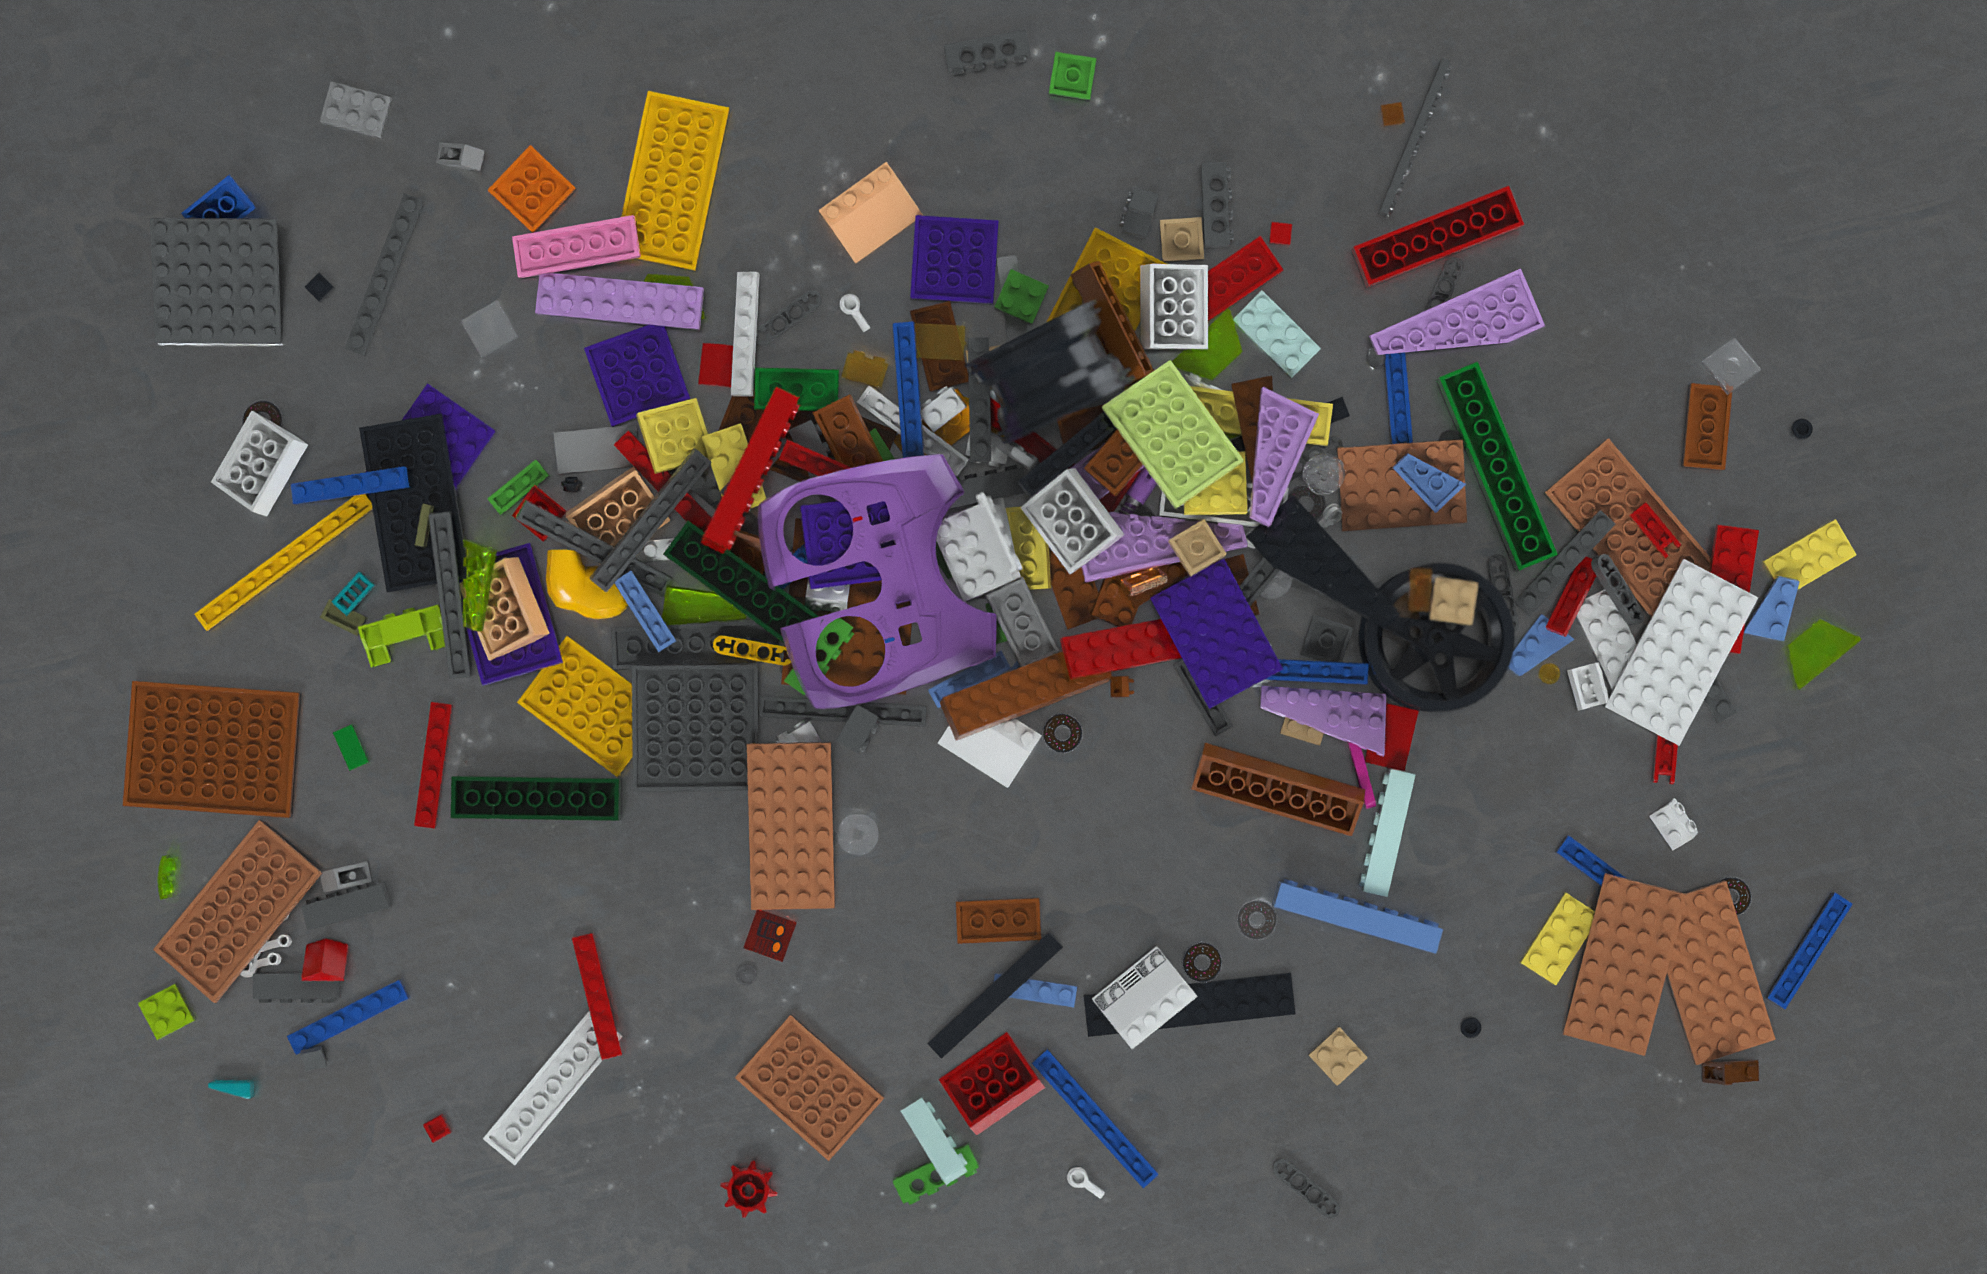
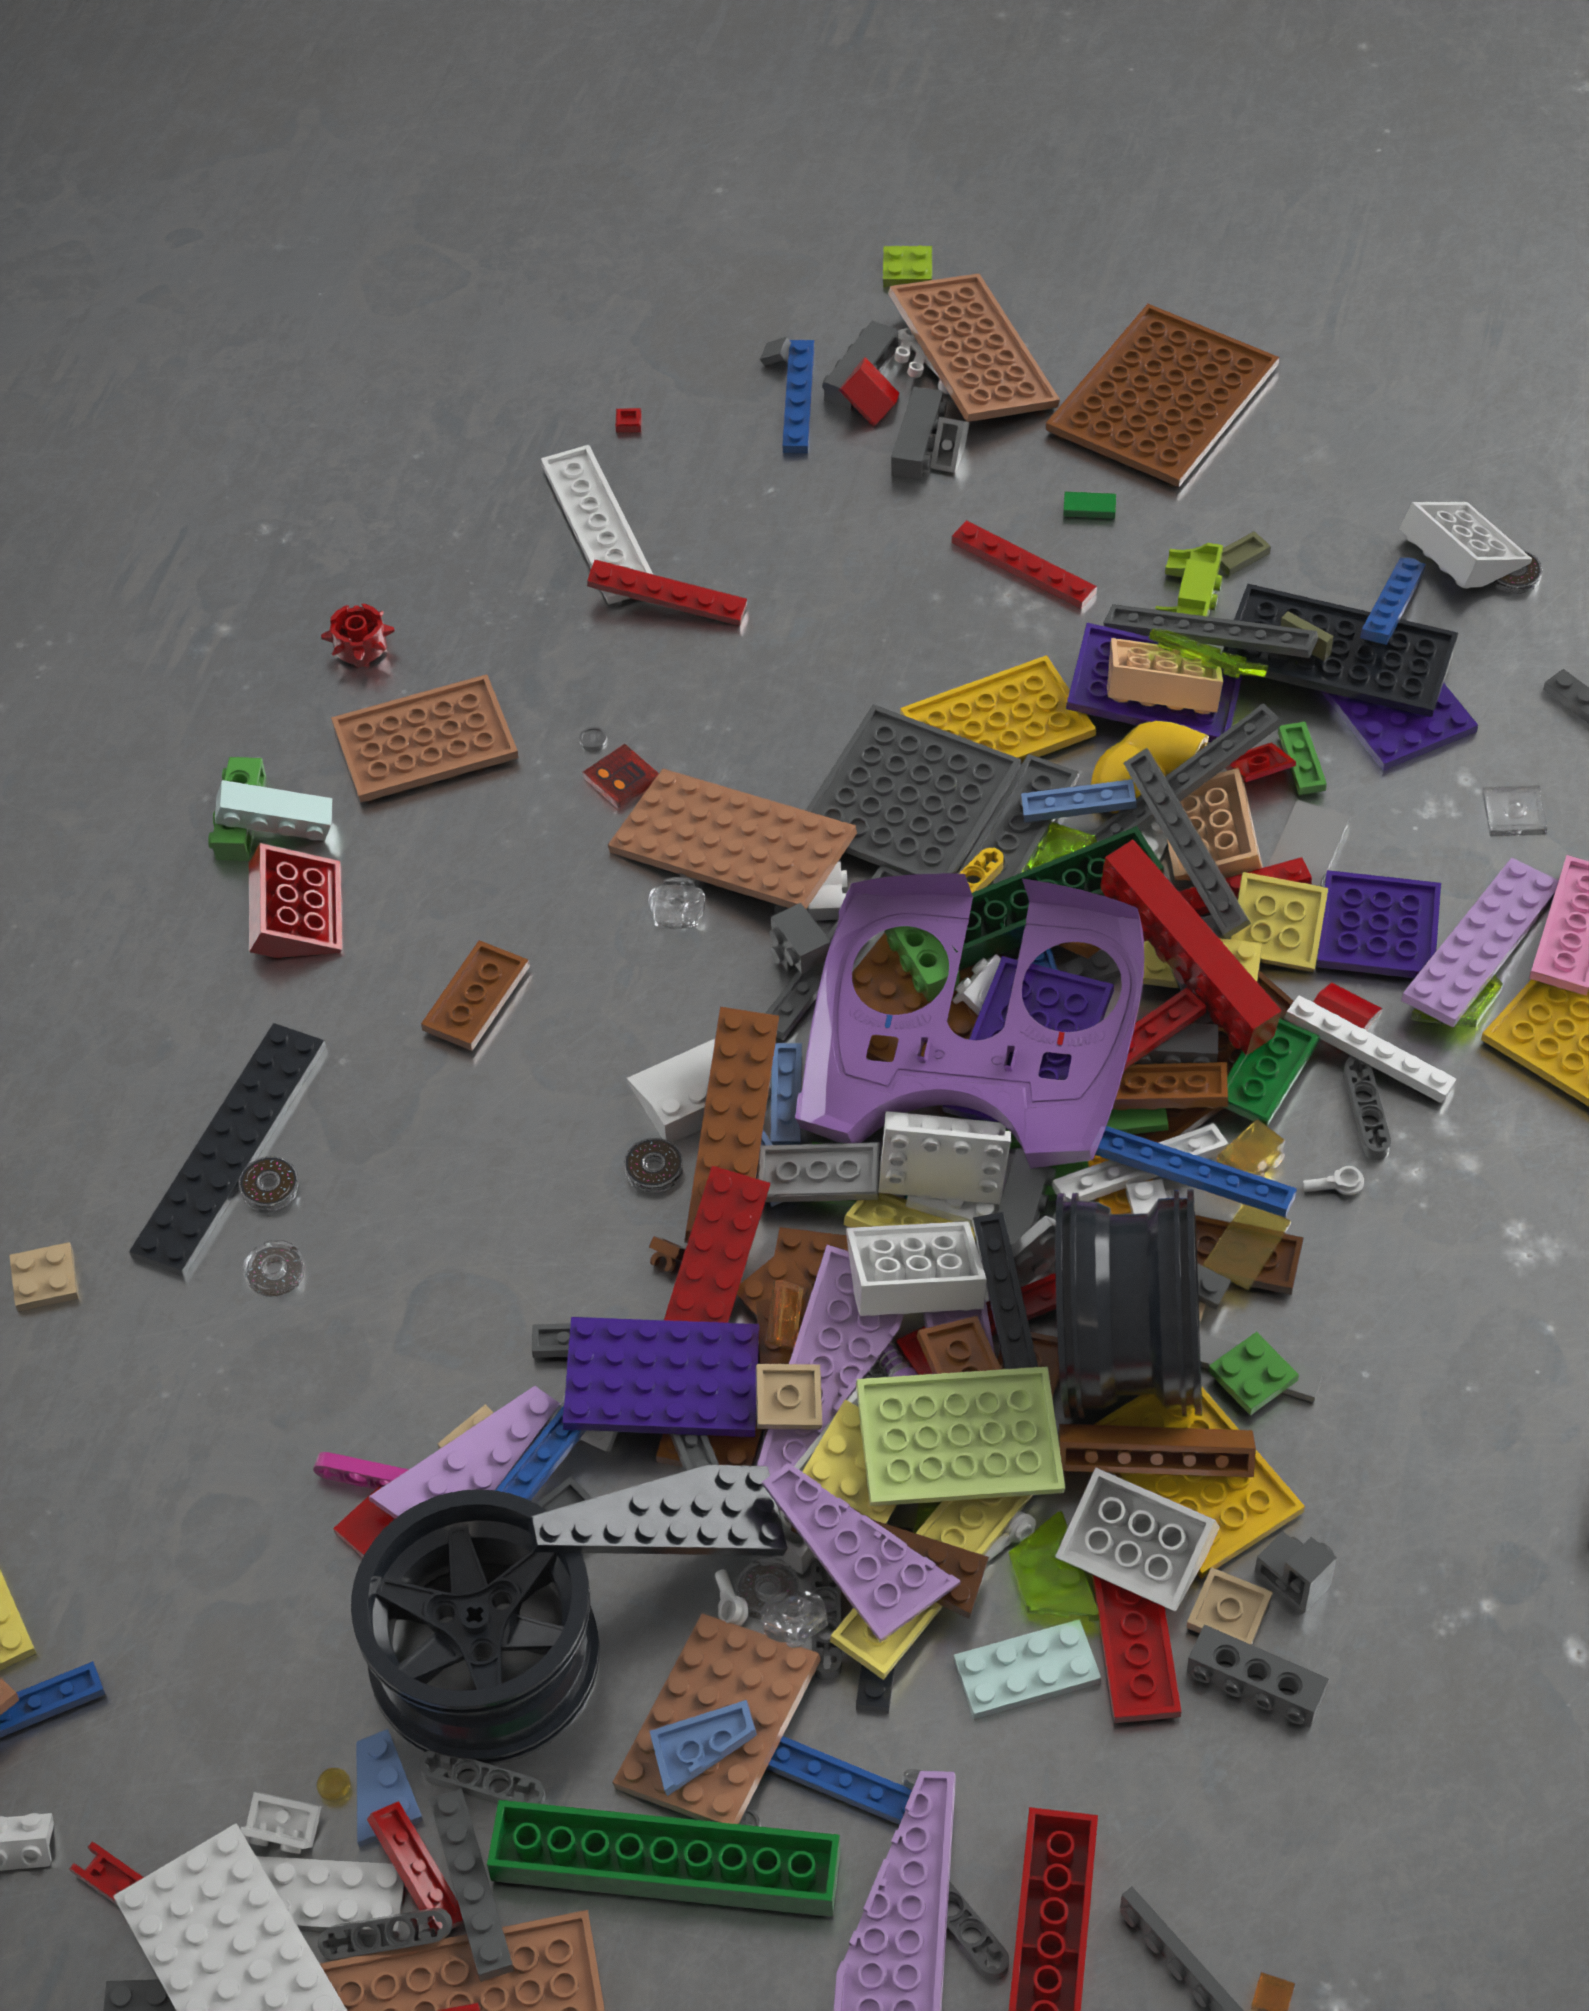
camera: 125 degrees right, 35 degrees down
(166, 868) = (1046, 306): clear neon green slope -> none
(240, 1088) = (790, 282): teal slope -> none
(284, 561) = (1336, 520): yellow plate -> none
(348, 588) = (1277, 579): teal slope -> none
(536, 798) = (924, 626): dark green brick -> none
(571, 484) = (1276, 806): black plate -> none
(870, 212) = (1463, 1255): light nougat slope -> none
(954, 259) = (1347, 1322): dark purple plate -> none
(995, 995) = (392, 949): black tile -> none
(1045, 992) = (368, 997): medium blue plate -> none
(1072, 76) = (1540, 1583): bright green plate -> none
(1078, 1178) = (121, 941): white plate -> none
(1095, 1118) = (174, 987): blue plate -> none
(1144, 997) = (270, 1090): white slope -> none
(1278, 789) = (413, 1356): dark orange brick -> none
(1280, 233) = (1170, 1746): red tile -> none
(1357, 917) = (190, 1369): medium blue brick -> none
(1388, 832) = (271, 1464): light aqua brick -> none
(1420, 590) = (550, 1594): clear orange plate -> none
(1453, 601) = (506, 1634): tan plate -> none

